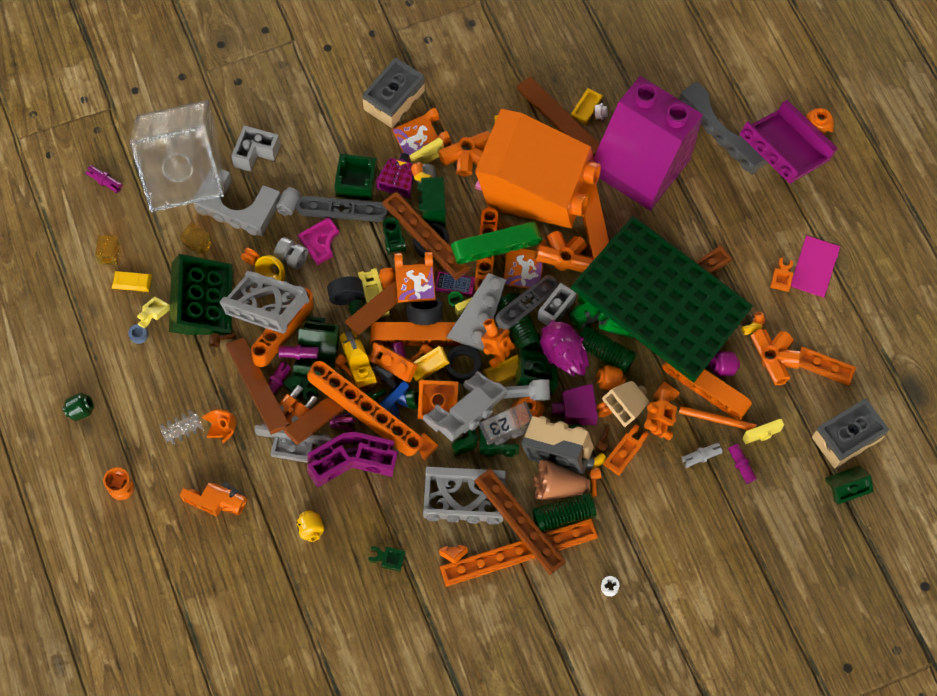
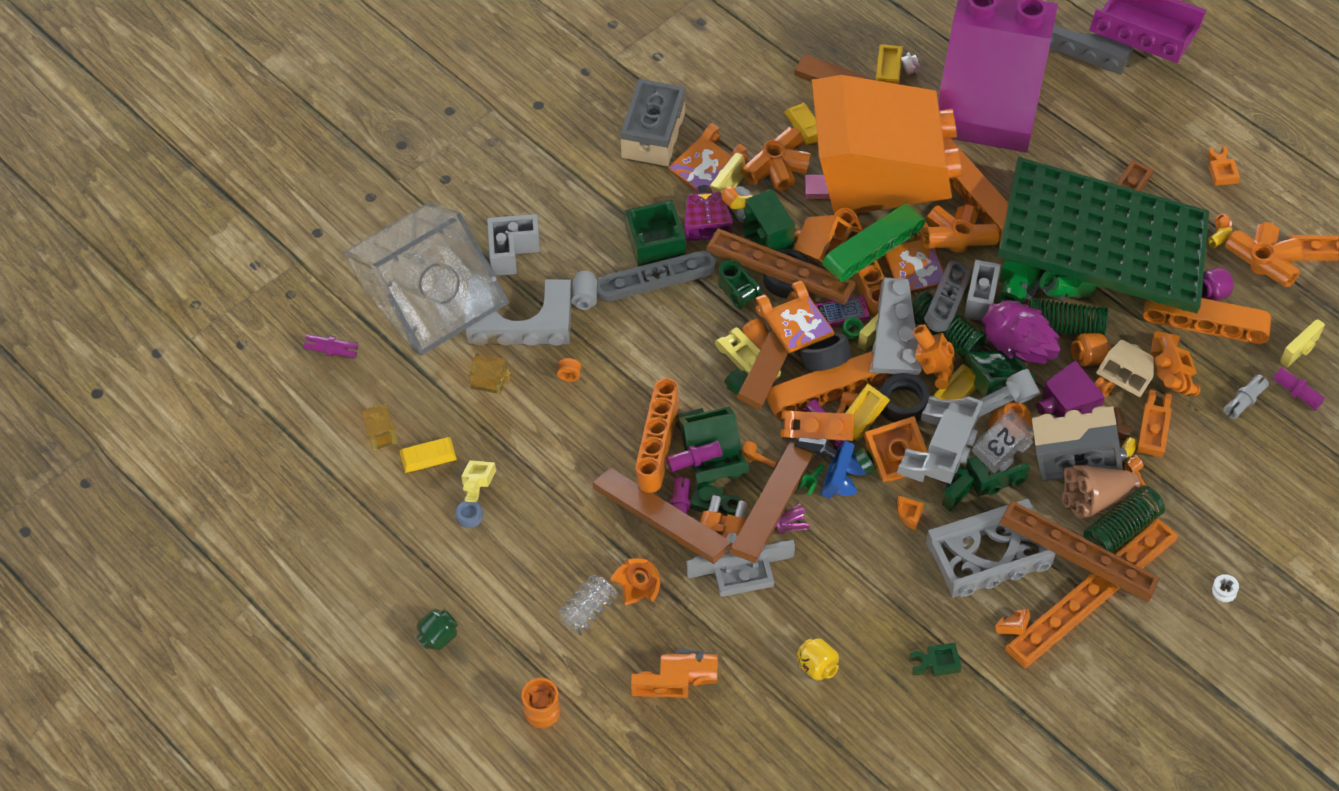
camera: 20 degrees left, 10 degrees down
(196, 296) = (529, 439): dark green slope -> none
(216, 338) = (575, 482): reddish brown hand -> none
(238, 301) = (636, 425): light grey fence -> none
(264, 266) = (601, 386): yellow piece -> none
(289, 252) = (611, 351): light grey wheel -> none
(319, 239) = (644, 322): dark pink tile -> none
(345, 290) = (714, 363): black tyre -> none
(357, 359) = (772, 438): yellow plate -> none
(360, 399) = (815, 489): orange beam -> none
(371, 455) = (846, 549): magenta brick -> none
(464, 224) = (821, 236): none -> orange torso
(716, 418) = (1239, 350): orange bar -> none
(815, 266) = (1251, 146): dark pink window -> none

